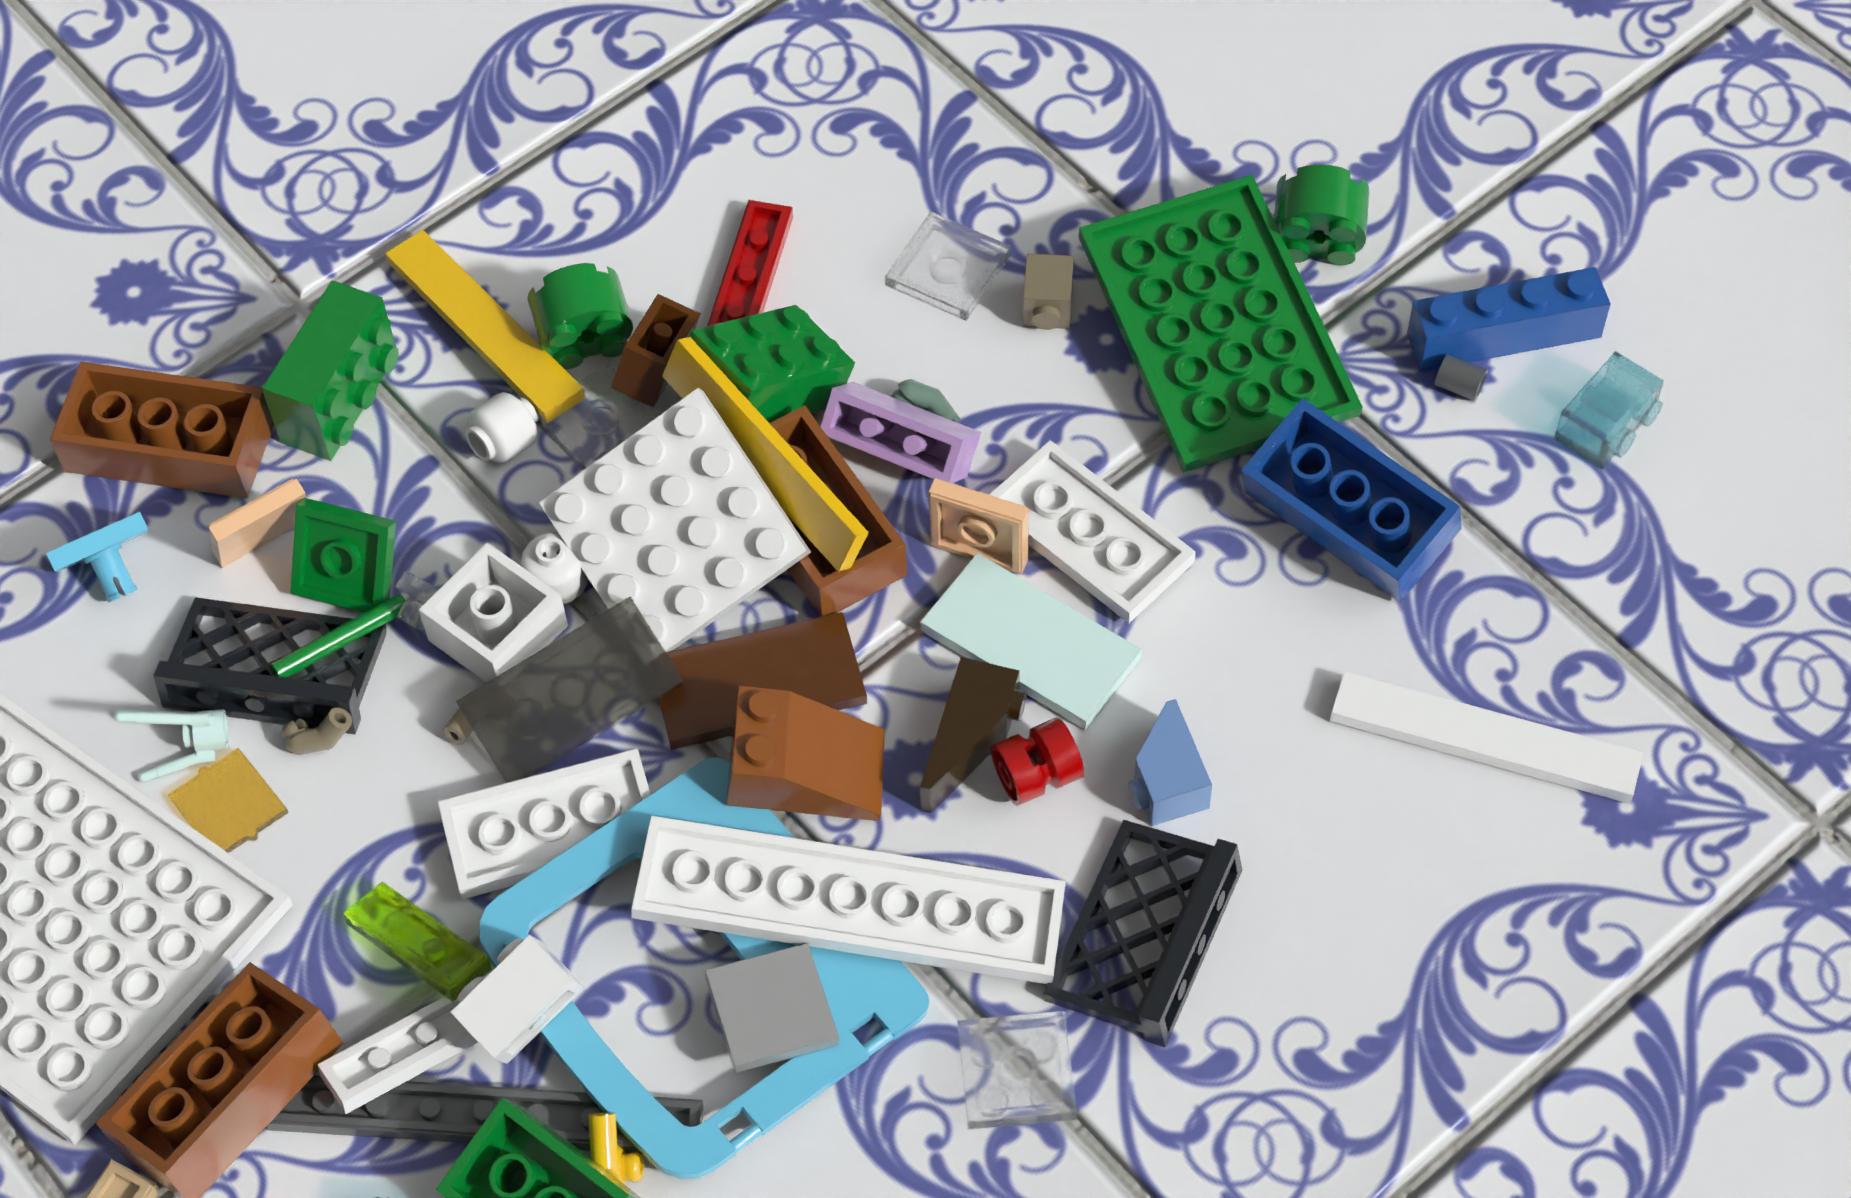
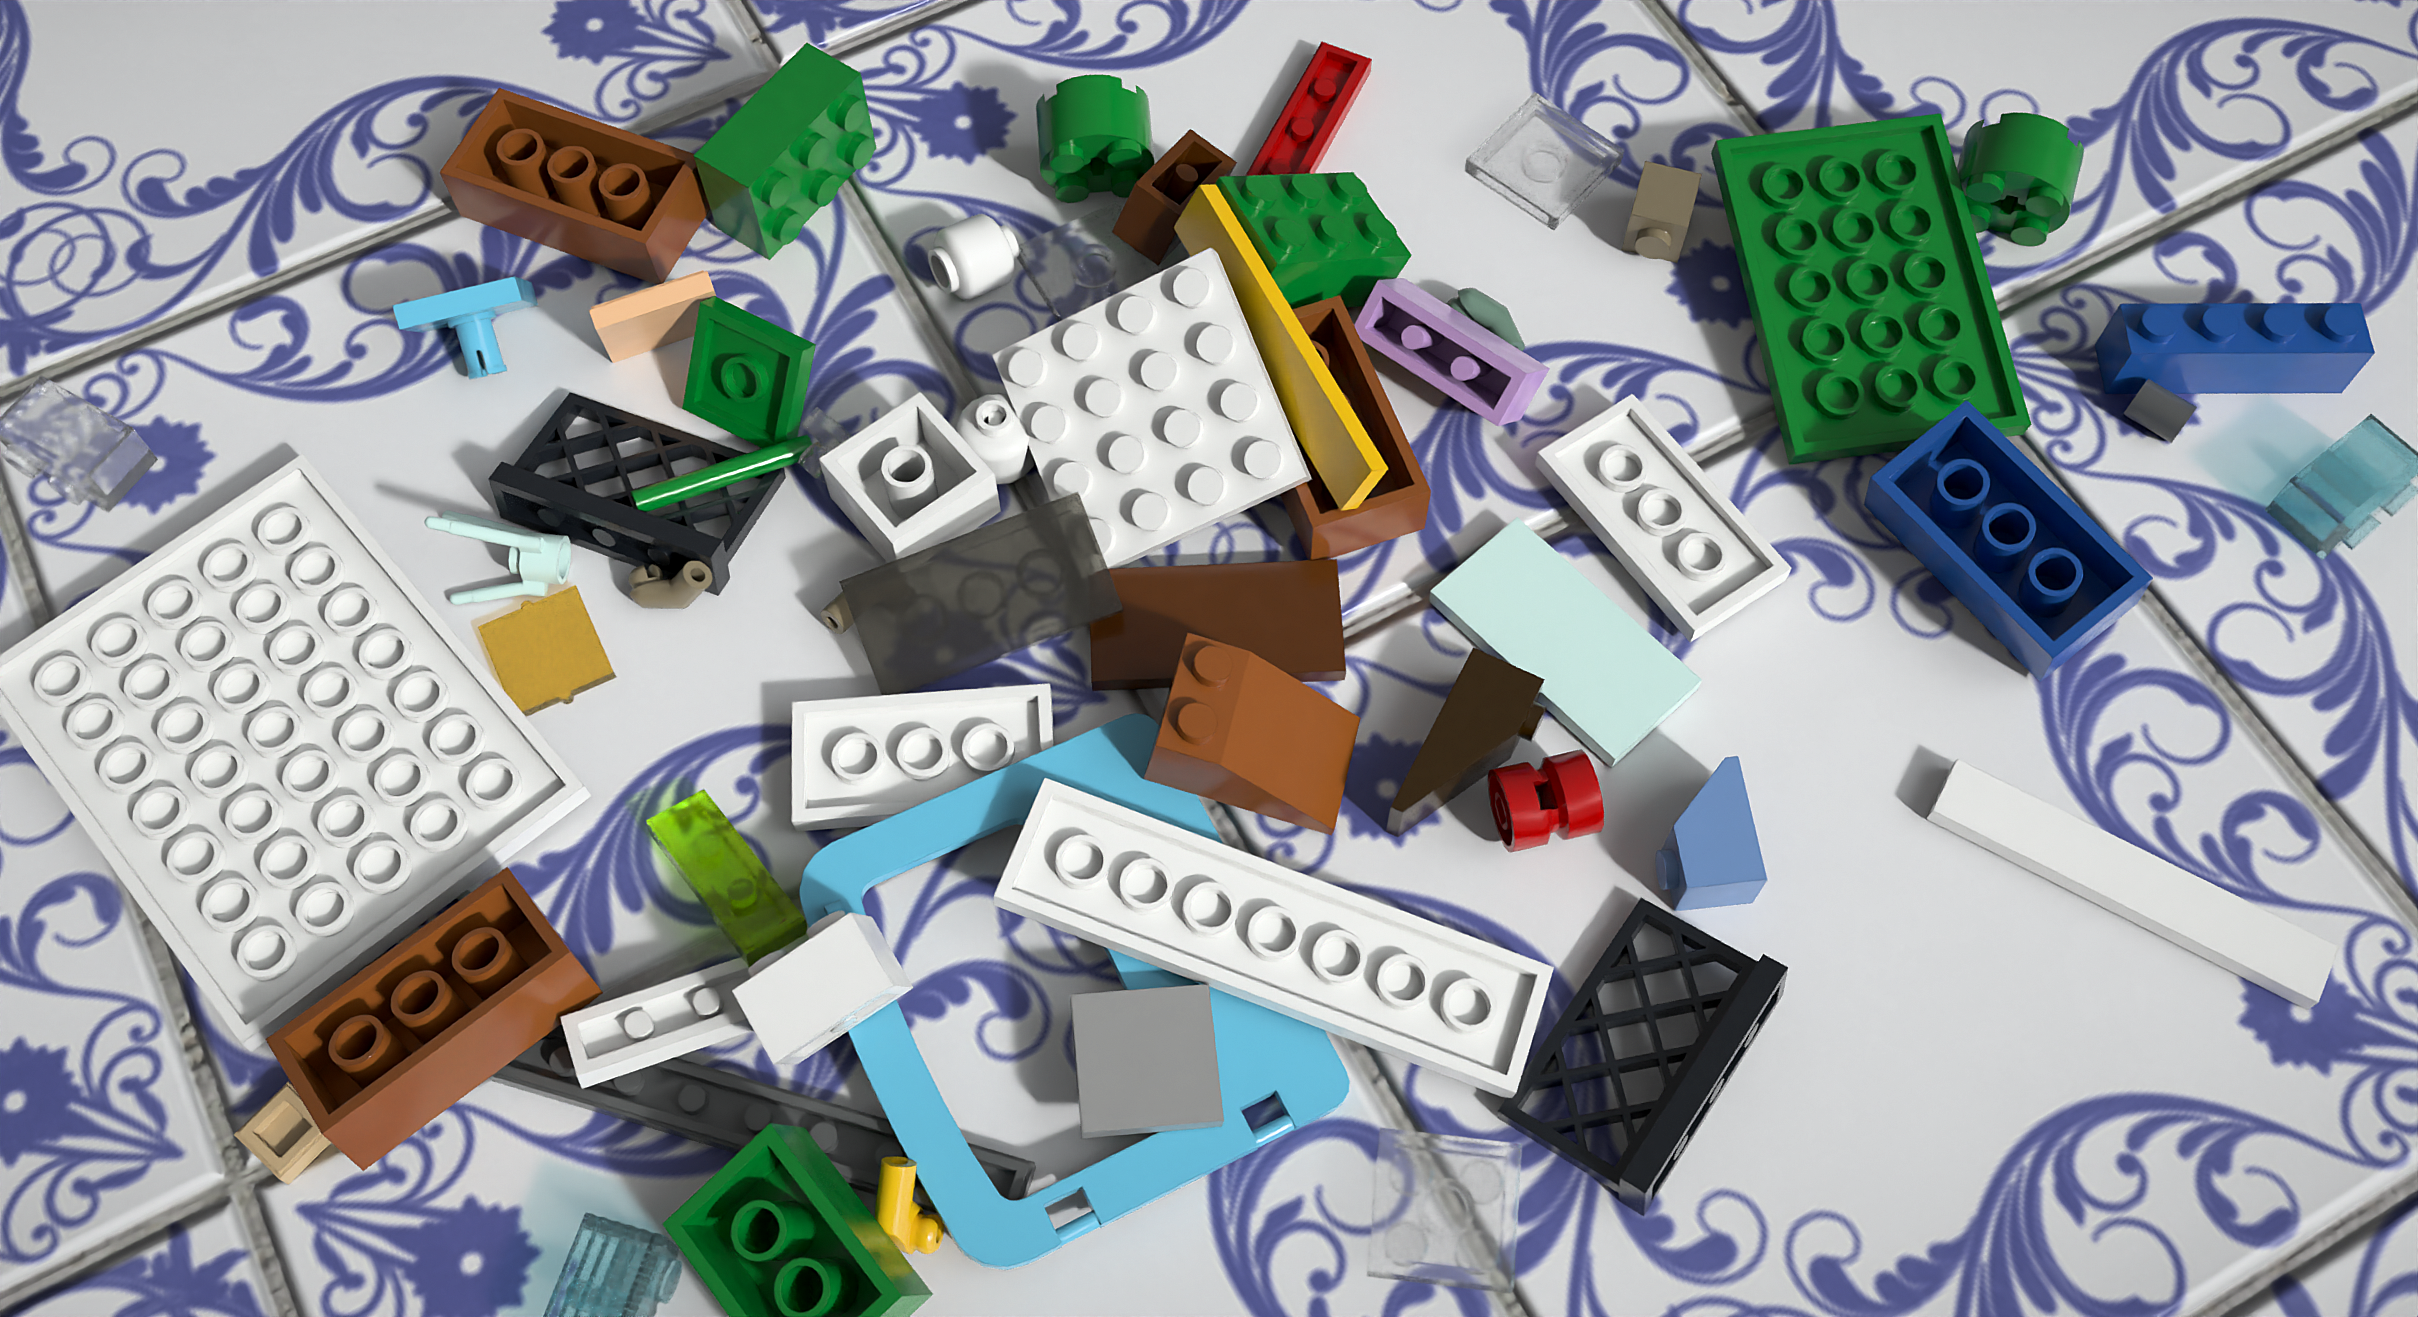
camera: 10 degrees right, 5 degrees up
(485, 326) = (984, 136): yellow tile -> none
(978, 523) = (1526, 481): light nougat tile -> none

